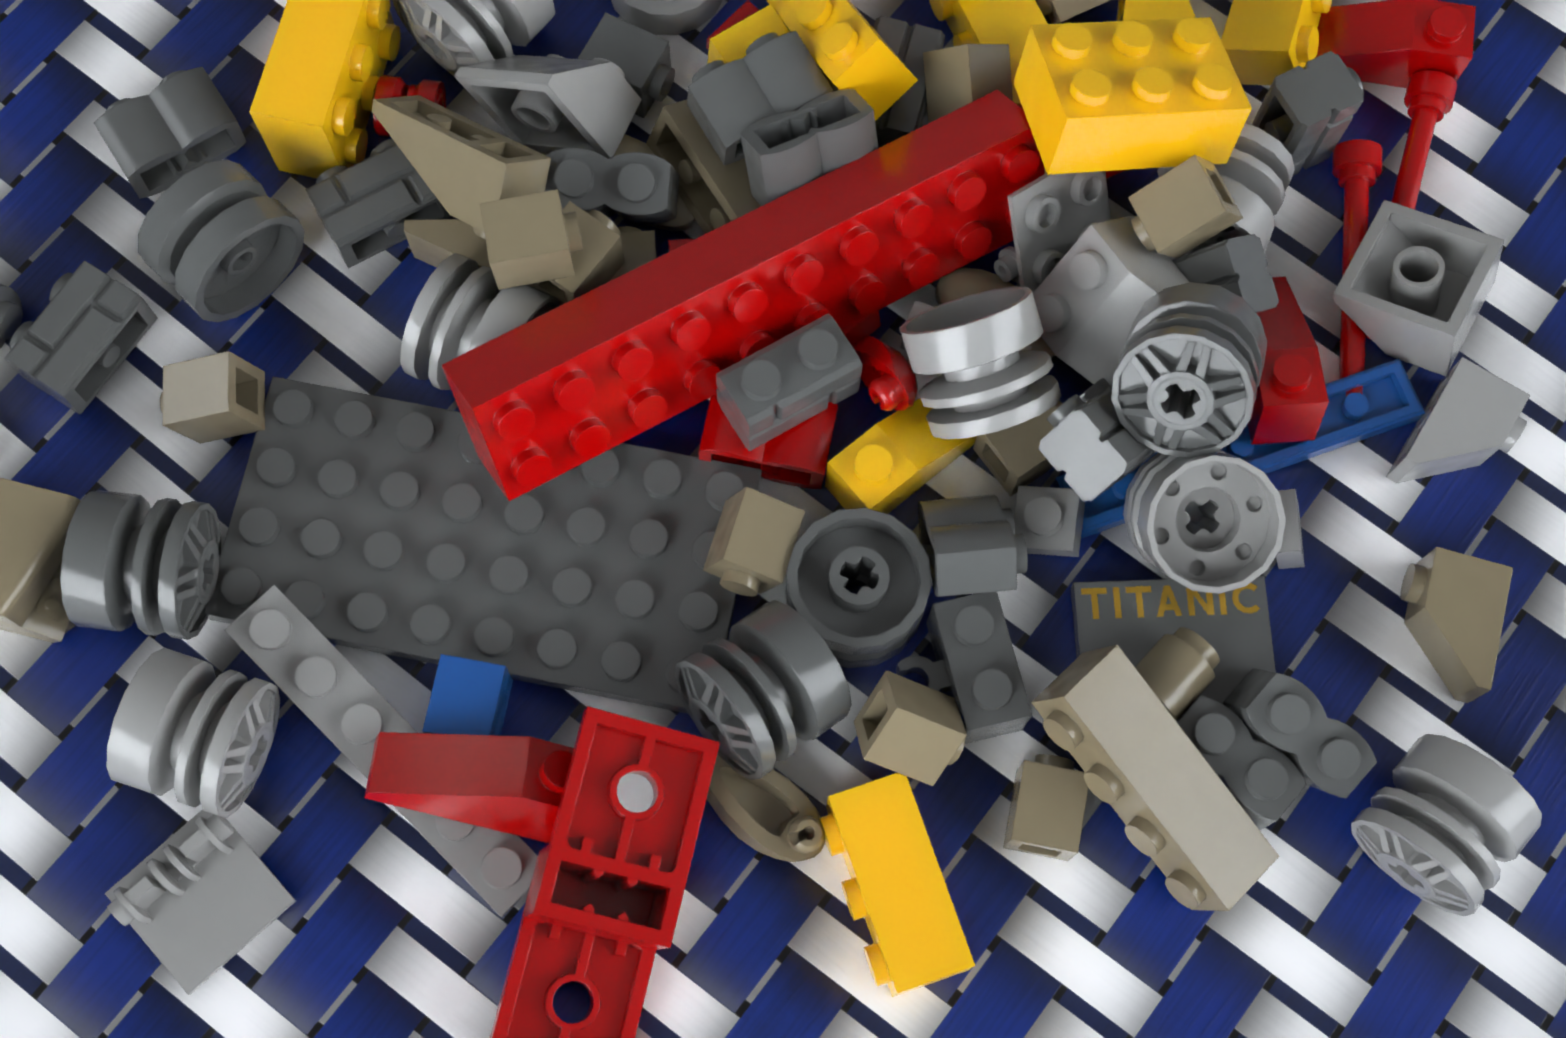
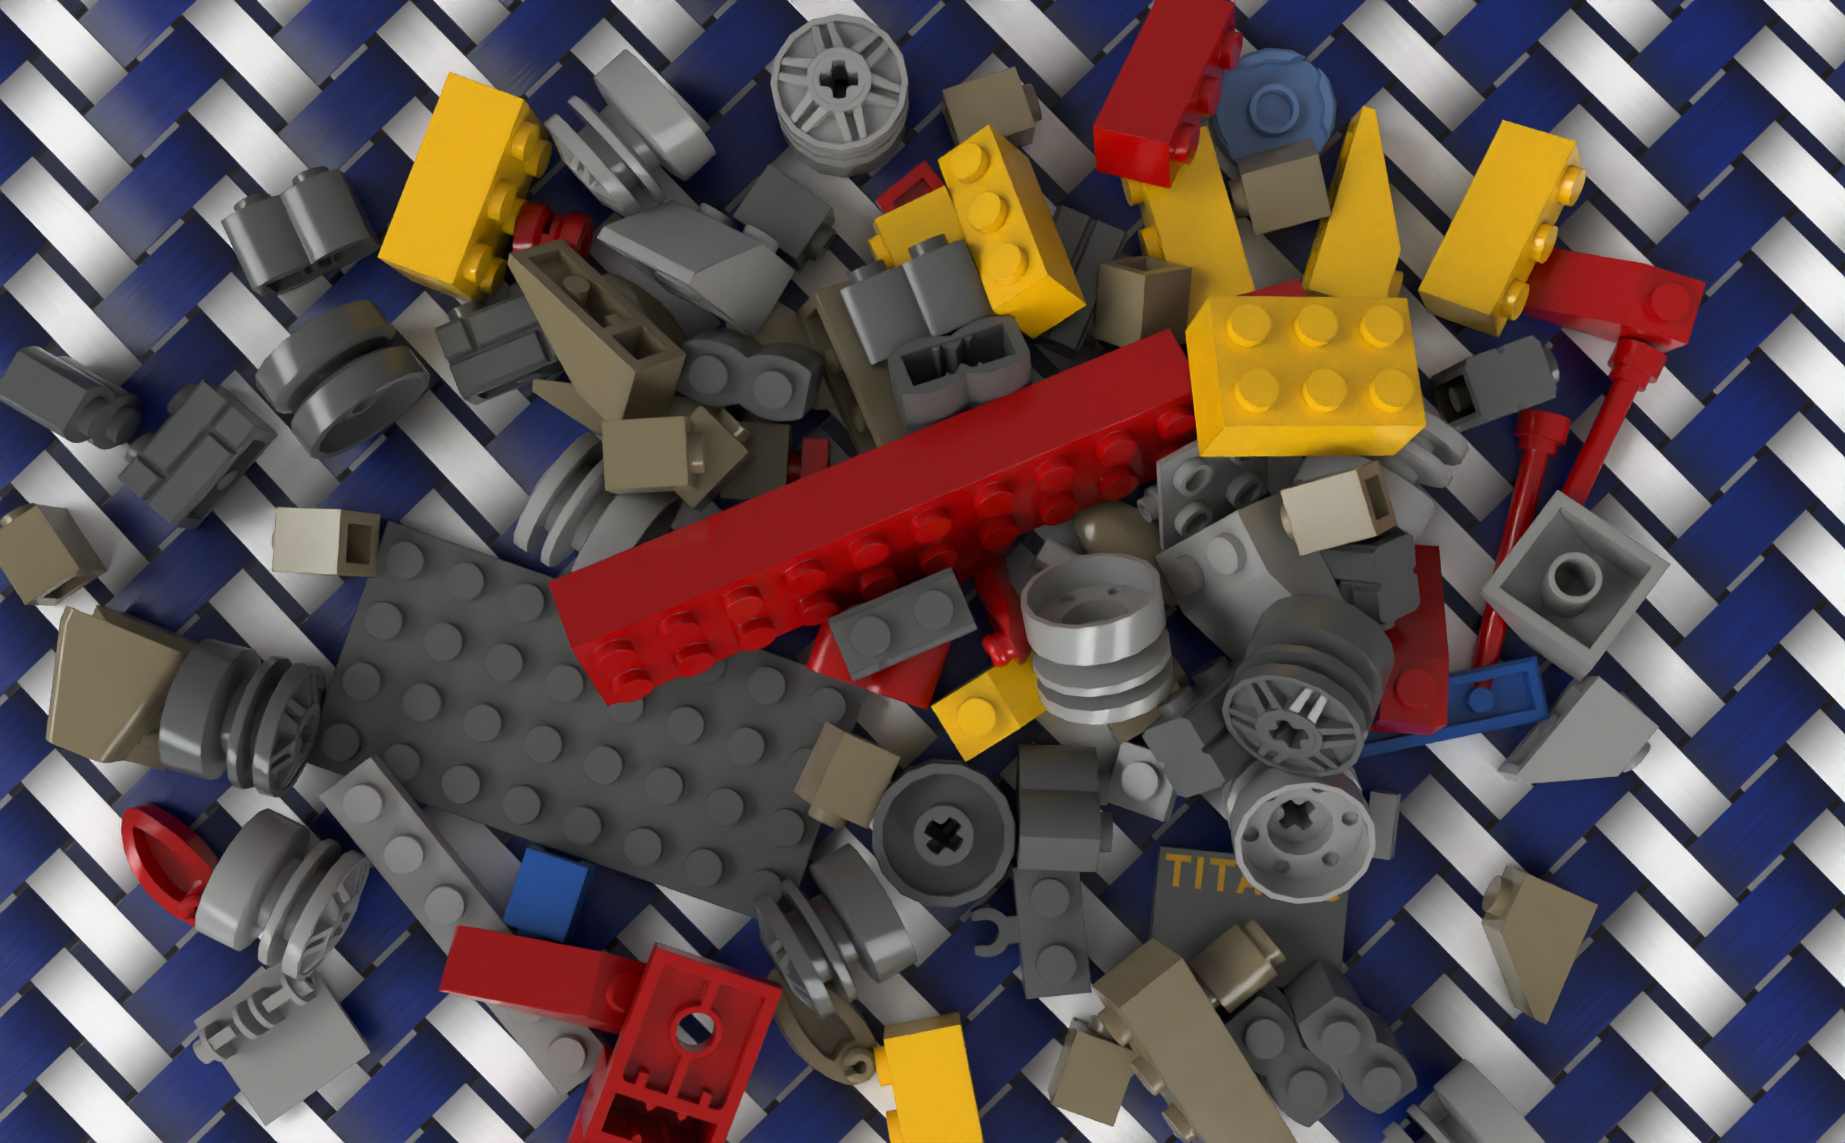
camera: 10 degrees right, 15 degrees up
(69, 732) = (167, 859): none -> red arm
(910, 728) = (971, 987): dark tan brick -> none

